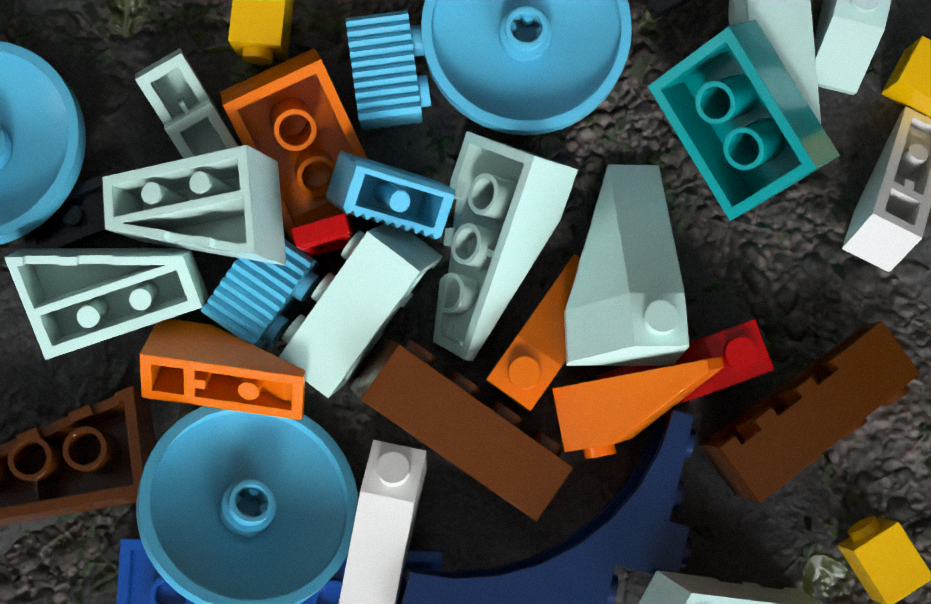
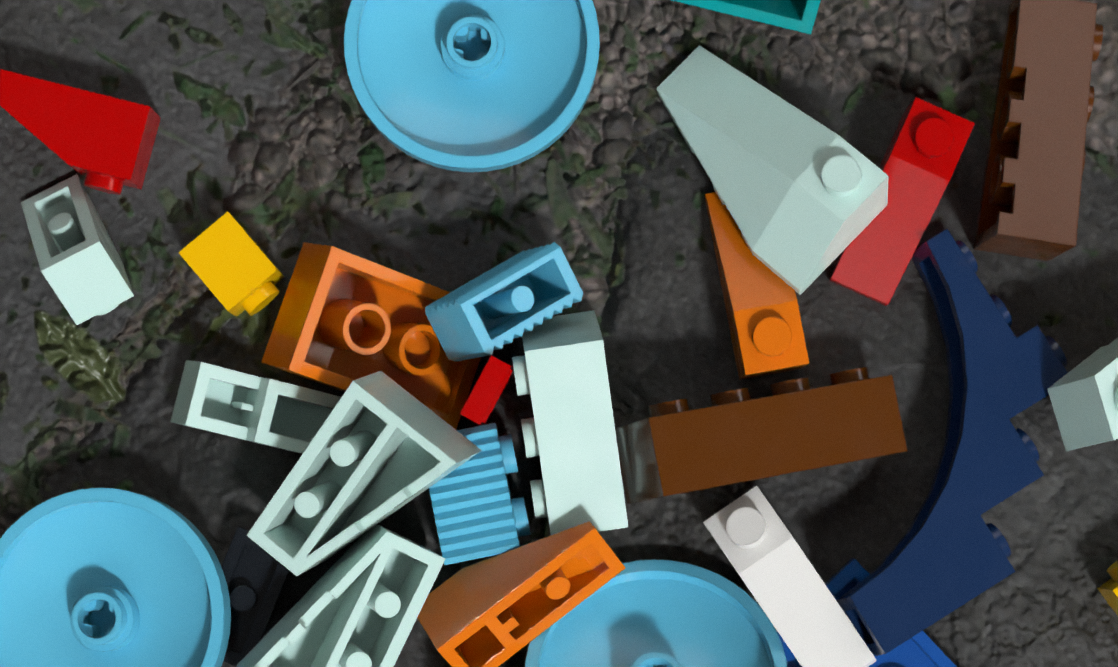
camera: 45 degrees left, 0 degrees up
(385, 69) = (385, 198): medium azure brick -> none
(501, 223) = (624, 243): light aqua wedge -> none
(619, 407) = (877, 288): orange slope -> none

